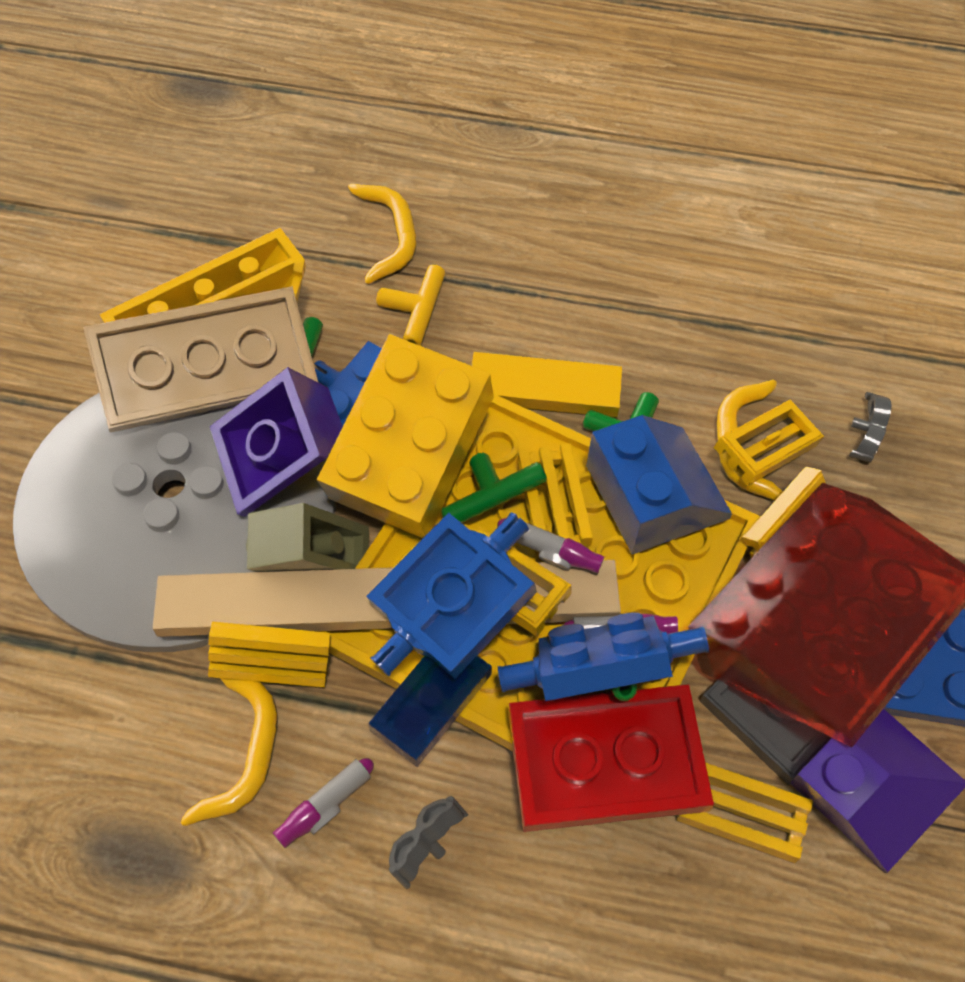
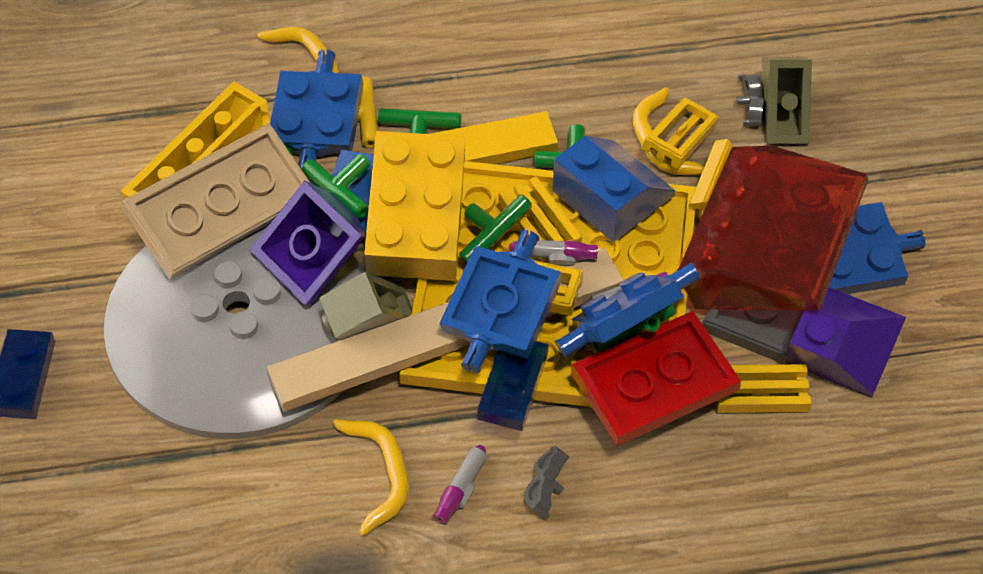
camera: 20 degrees left, 5 degrees down
(268, 654) = (375, 402): yellow tile -> none
(341, 381) = (339, 184): none -> green piece
(364, 289) = (317, 109): none -> blue plate
(475, 334) = (419, 119): none -> green piece
(915, 440) = (786, 99): none -> olive slope

